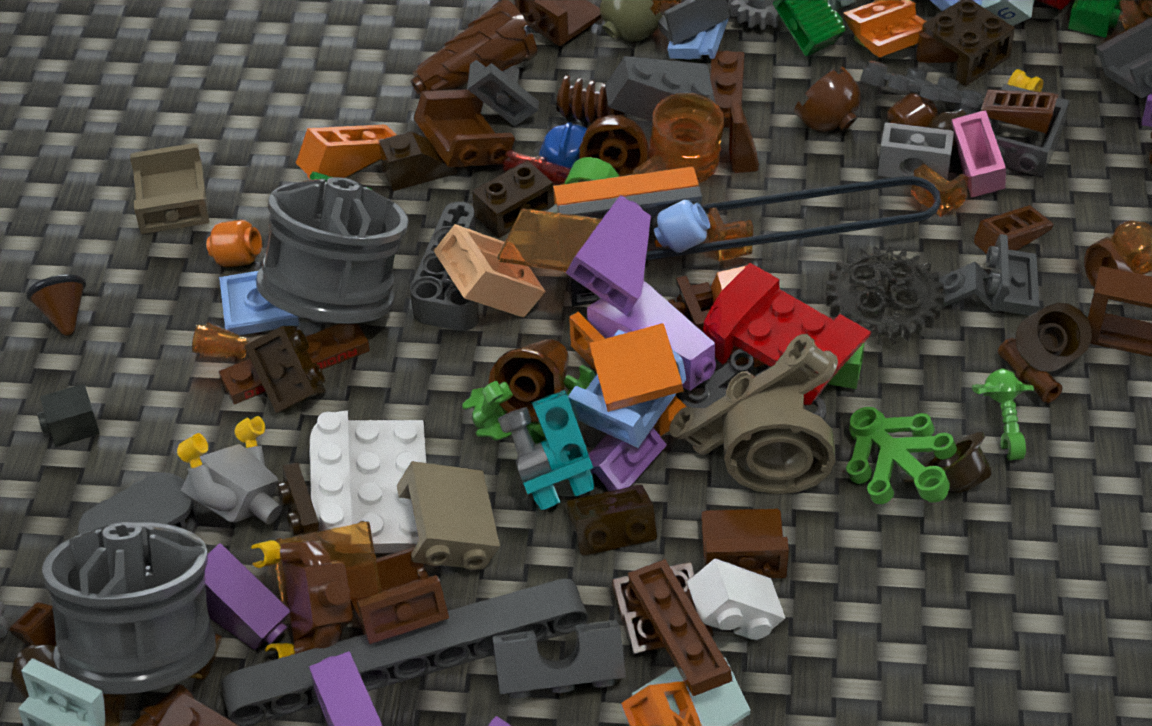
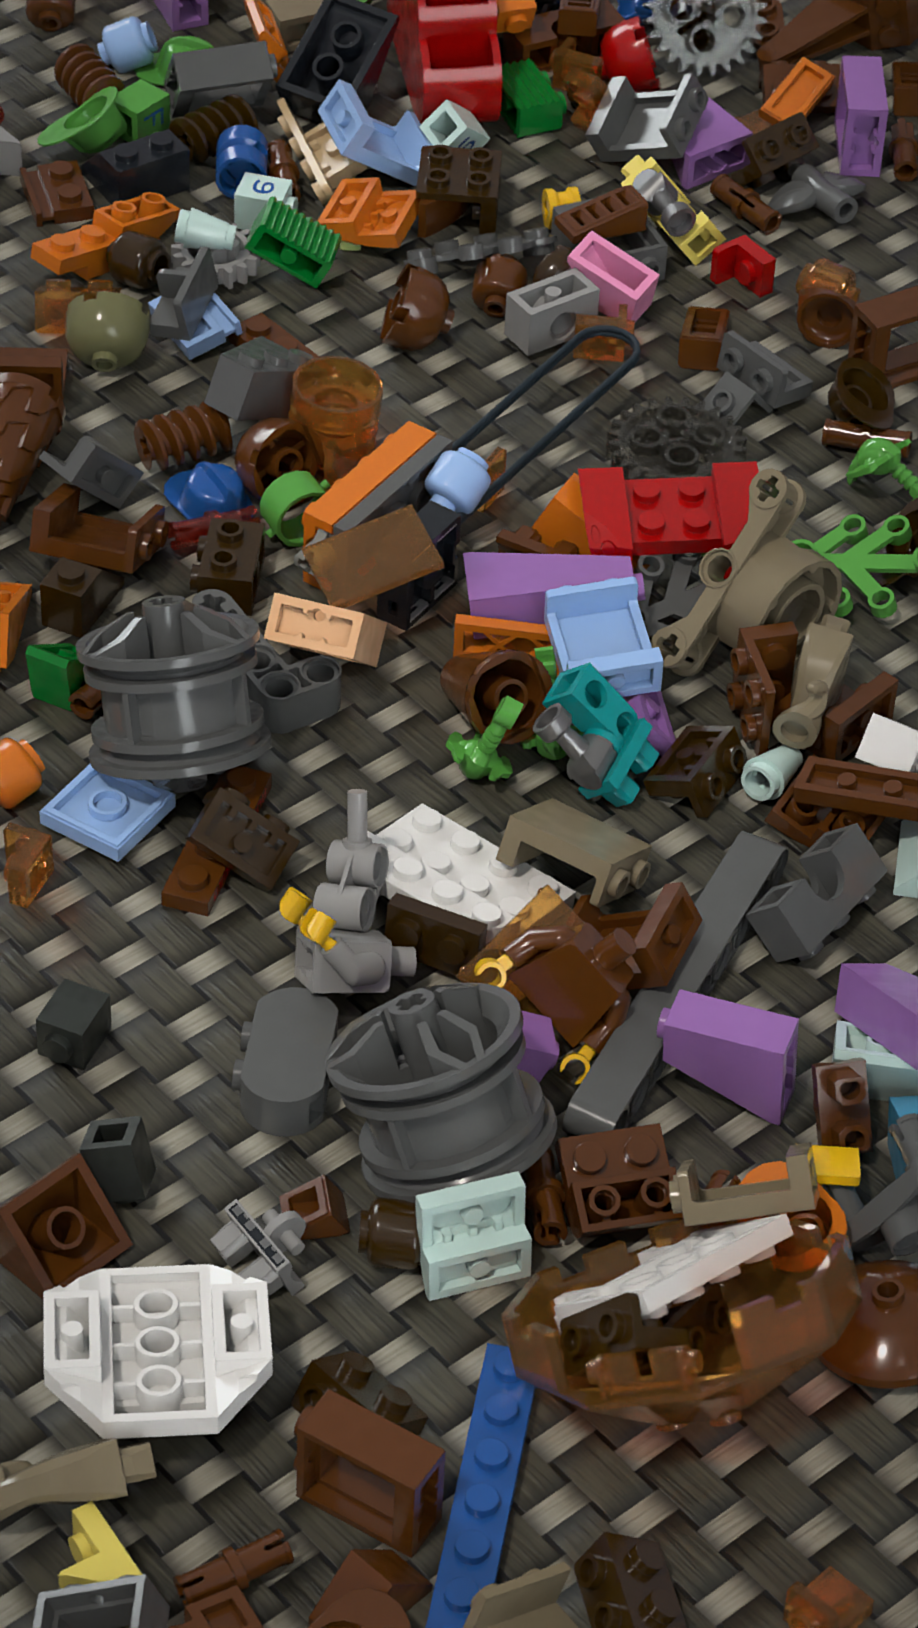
camera: 50 degrees left, 5 degrees down
(173, 305) = (28, 862): none -> clear orange bracket
(216, 341) = (122, 868): clear orange cone -> none
(289, 438) = (354, 871): none -> light grey beam
(615, 256) = (467, 527): medium lavender slope -> none
(636, 367) = (610, 607): orange tile -> none
(649, 550) = (770, 772): none -> light aqua cone
(713, 475) = (761, 678): none -> reddish brown bracket
(741, 144) = (395, 399): reddish brown slope -> none
(742, 510) = (816, 681): none -> dark tan hips
(1086, 129) = (672, 210): none -> hips
(1100, 194) = (744, 262): none -> red bracket

